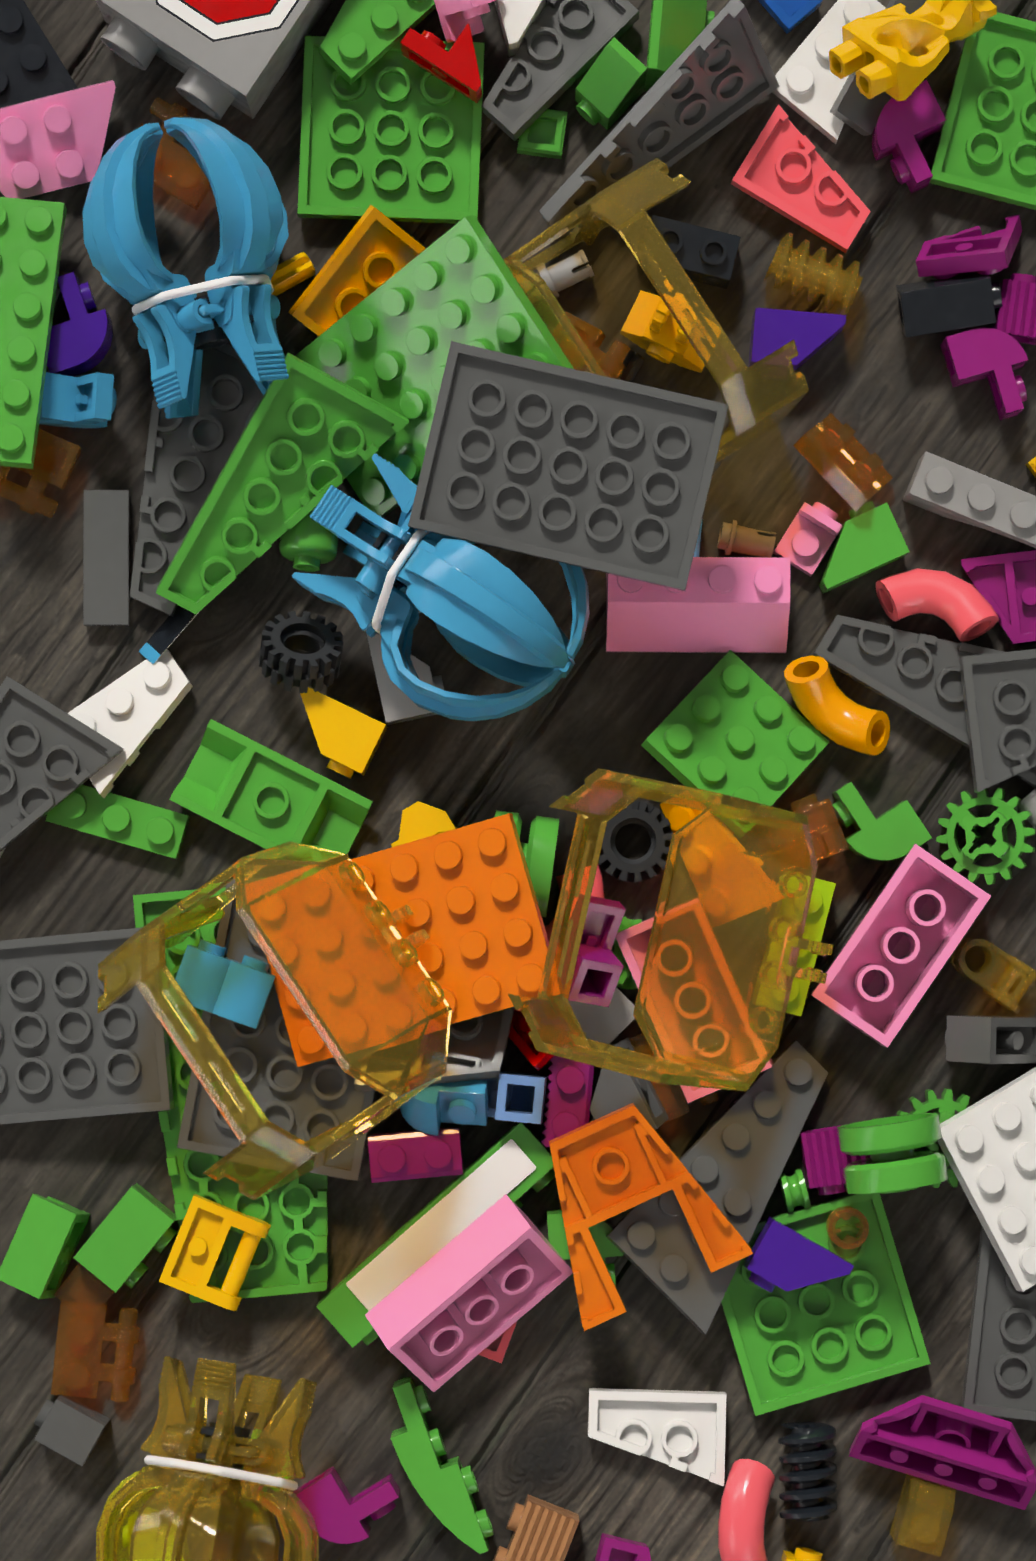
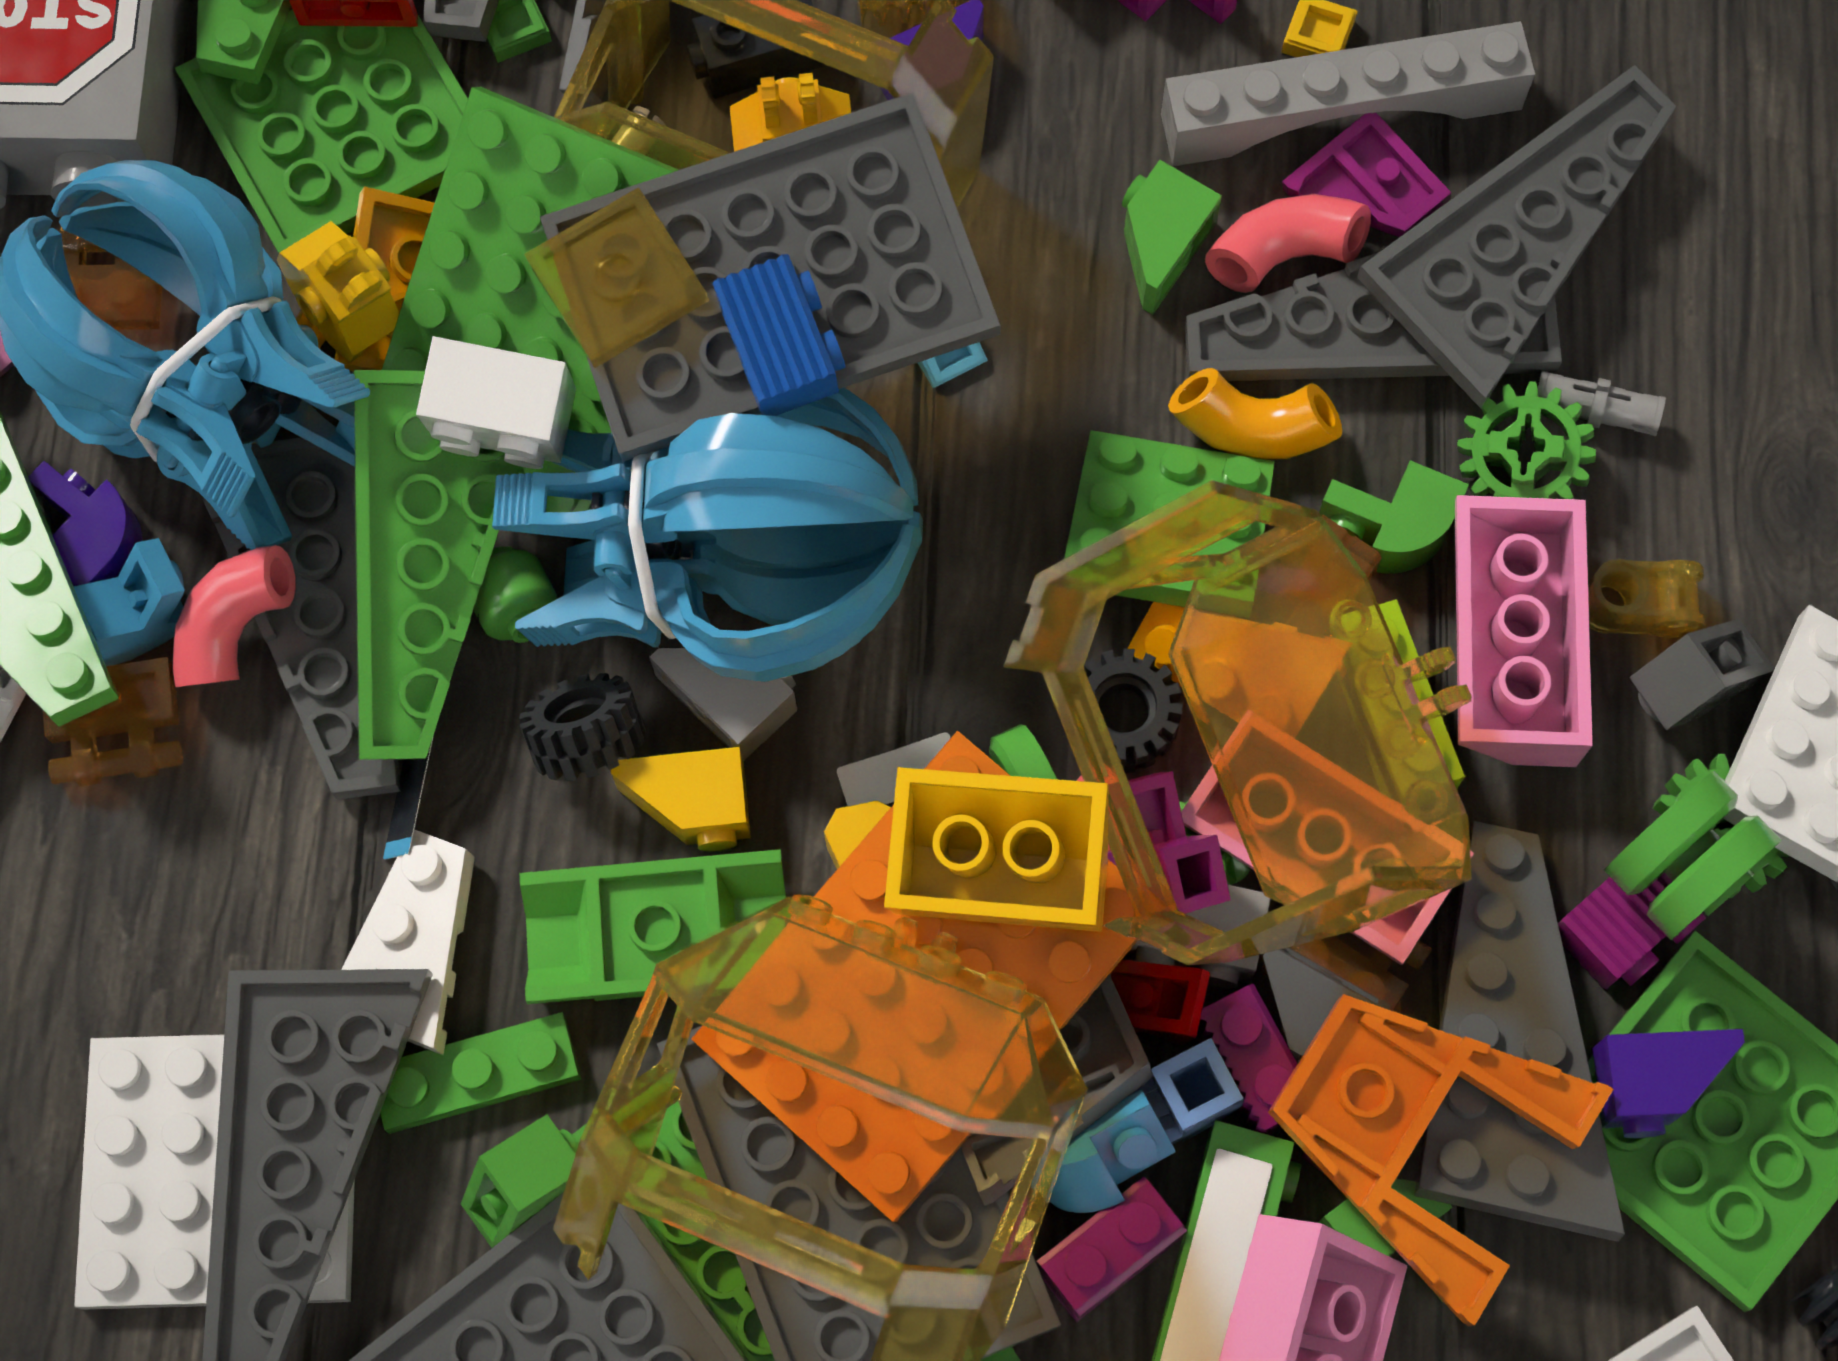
camera: 30 degrees left, 15 degrees down
(106, 558) = (278, 771): dark grey tile -> none
(106, 907) = (519, 1178): none -> bright green slope
(128, 439) = (220, 609): none -> coral cylinder
(225, 985) = (754, 1161): dark azure brick -> none
(316, 278) = (341, 289): none -> yellow hinge
(357, 439) = (496, 402): none -> white brick
(472, 413) = (616, 277): none -> clear yellow tile
(475, 791) = (876, 776): none -> white sticker
(478, 910) = (998, 849): none -> yellow slope
(544, 518) = (777, 335): none -> blue brick
(725, 607) = (1019, 400): bright pink slope -> none
(745, 540) = (1029, 303): dark tan pin -> none
(794, 1191) = (1600, 1000): bright green bush -> none
(809, 537) = (1096, 257): bright pink bracket -> none
(843, 461) = (1080, 149): clear orange plate -> none
(849, 1241) = (1711, 982): clear orange bush -> none

